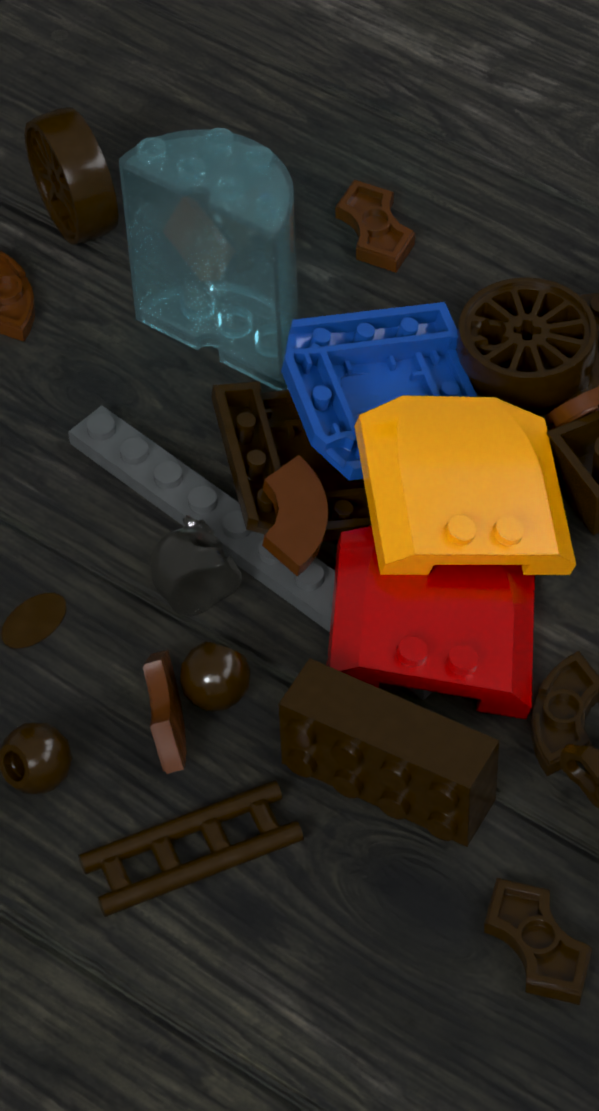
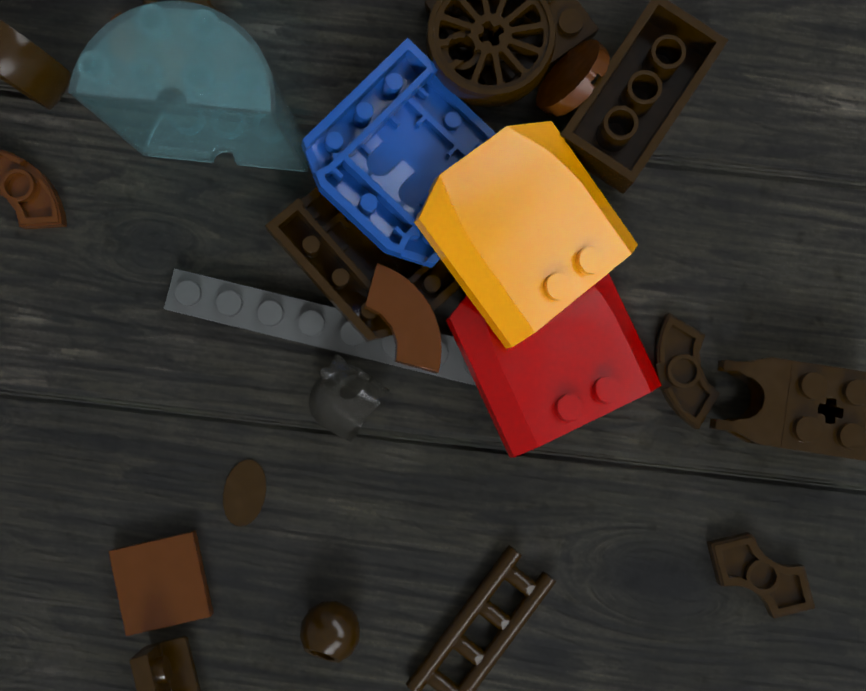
camera: 30 degrees left, 35 degrees up
(166, 712) = (400, 536): reddish brown tile -> none
(214, 676) = (419, 487): dark brown piece -> none
(388, 752) = (596, 501): dark brown brick -> none

